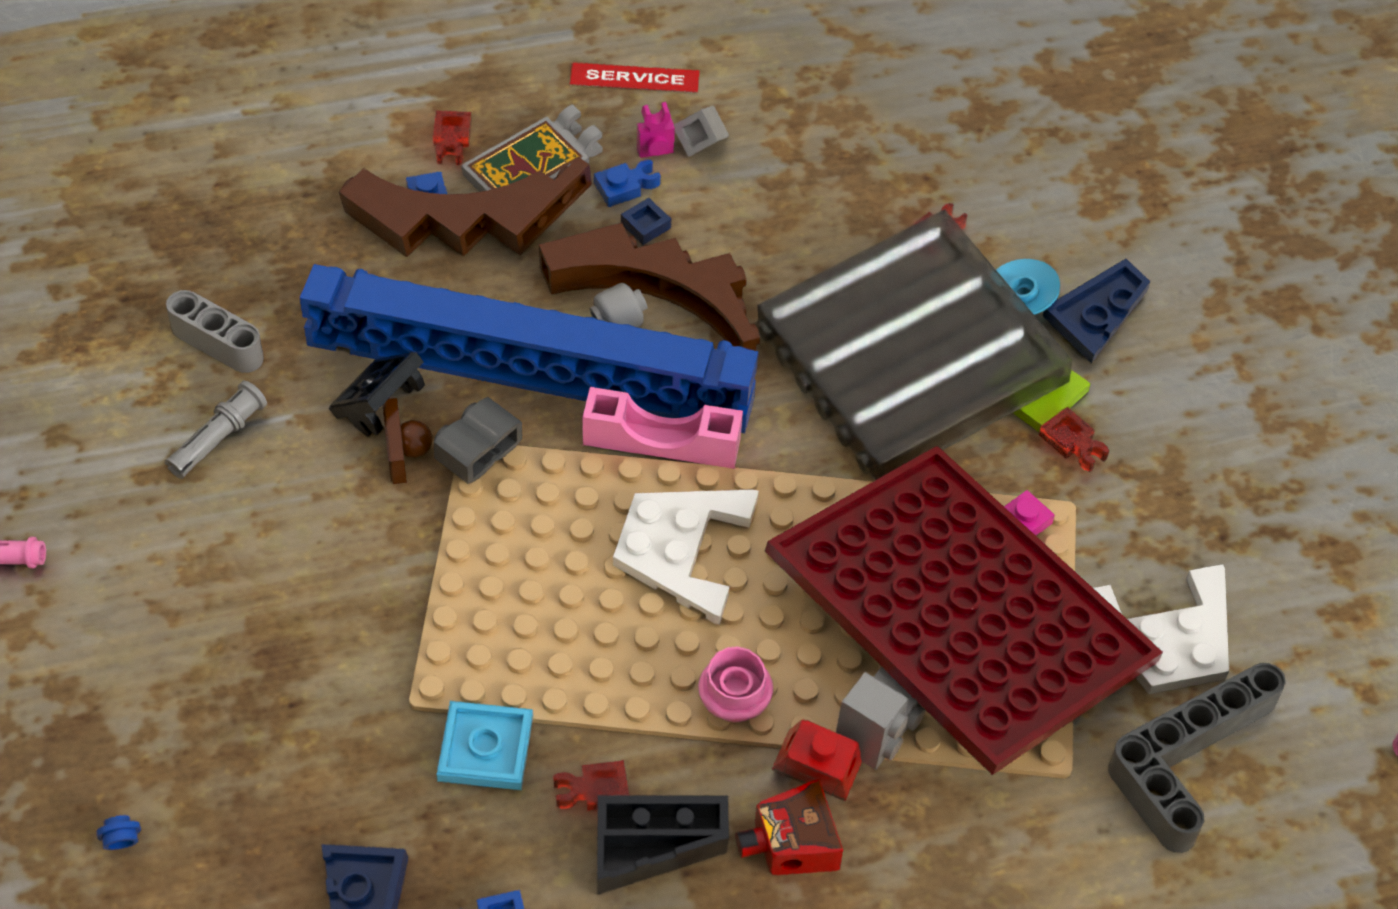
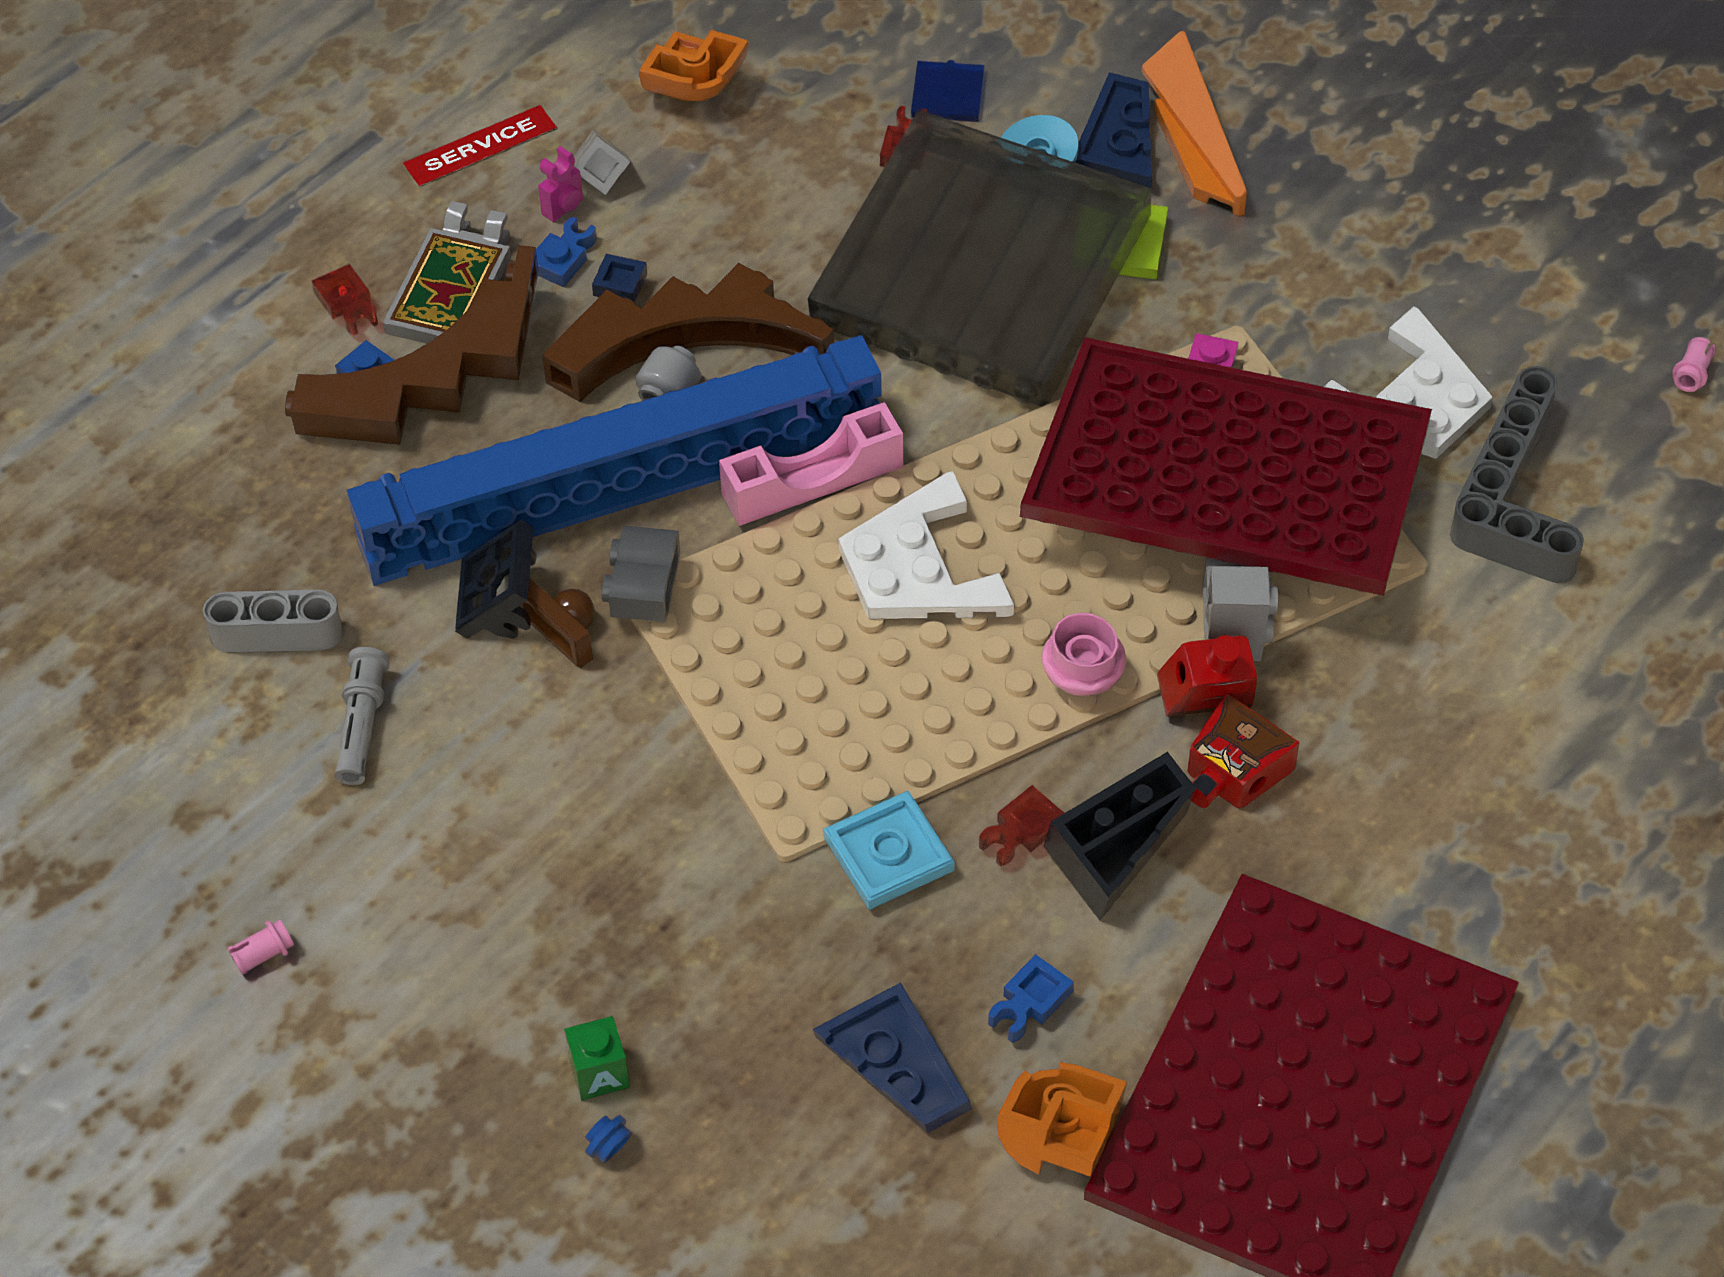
camera: 30 degrees left, 0 degrees up
(157, 770) = (597, 1058): none -> green brick
(818, 95) = (693, 67): none -> orange brick
(998, 210) = (948, 90): none -> clear blue piece
(1071, 435) = (1190, 264): clear red plate -> none
(1157, 333) = (1193, 125): none -> orange wedge

